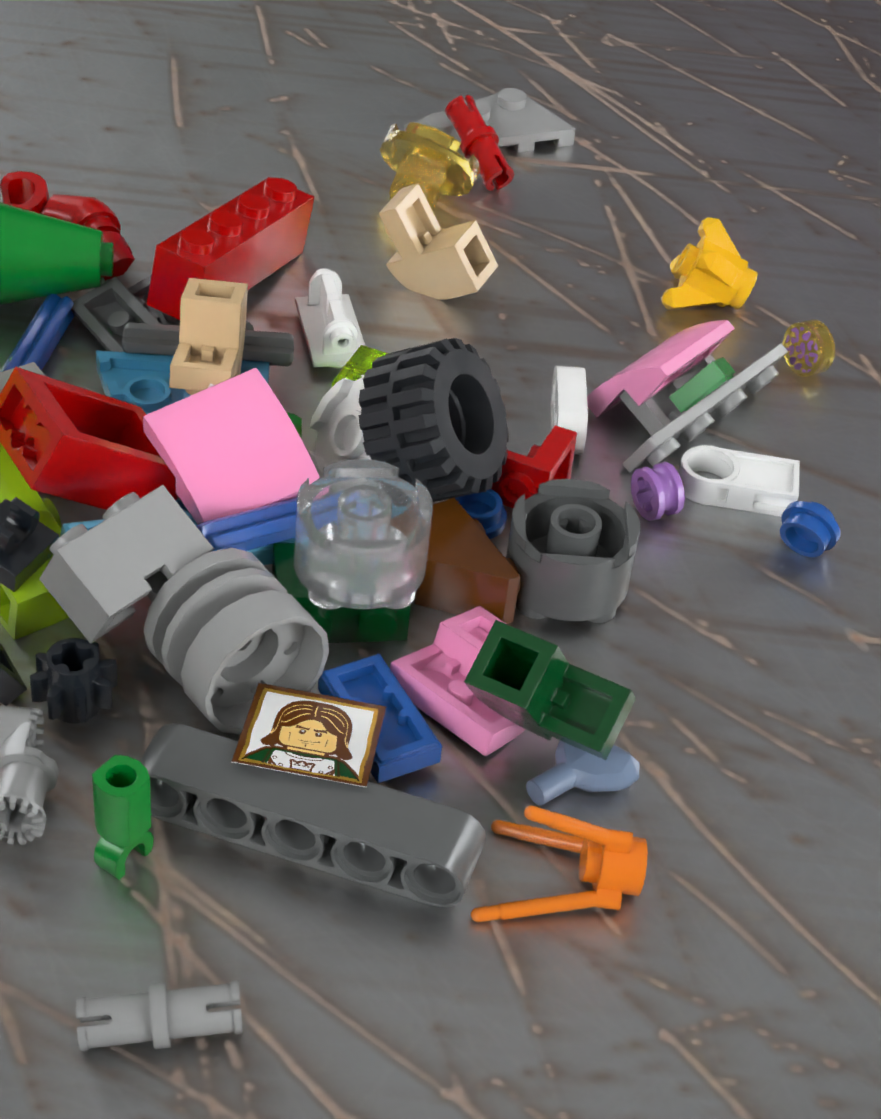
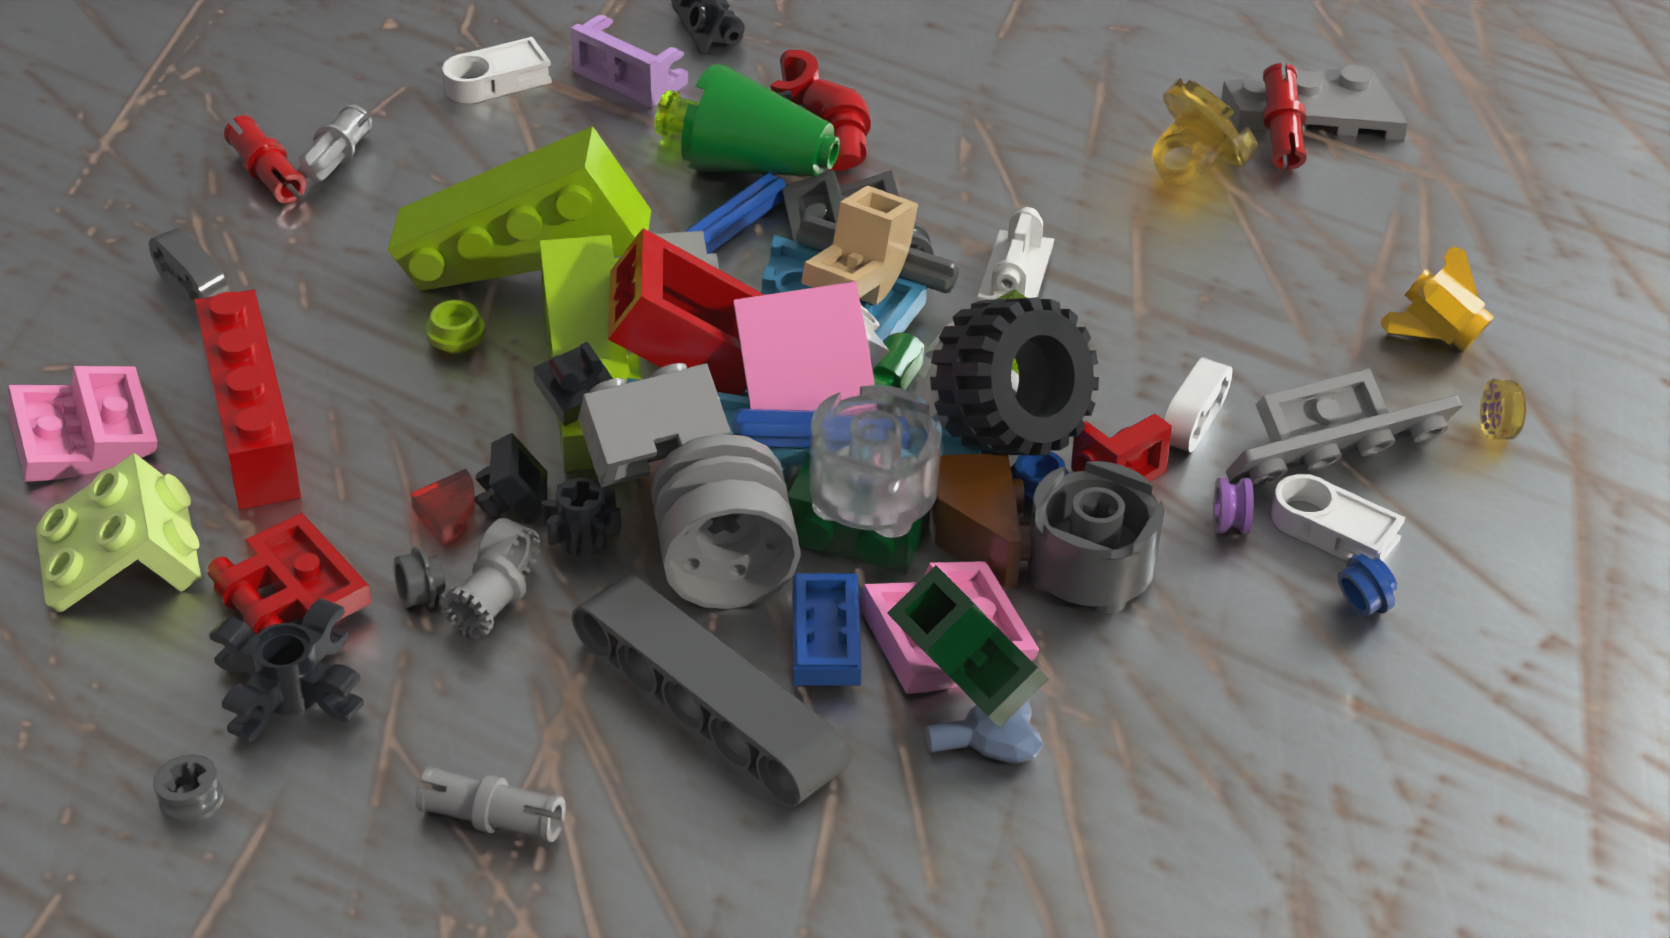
camera: 30 degrees right, 0 degrees up
(121, 812) = (542, 632): green bar -> none
(233, 243) = (960, 162): red brick -> none
(310, 735) = (743, 620): sticker -> none
(430, 258) = (1155, 221): tan brick -> none
(608, 860) = (948, 812): orange plant -> none
(660, 366) = (1308, 386): bright pink slope -> none
(702, 384) = (1344, 409): green tile -> none

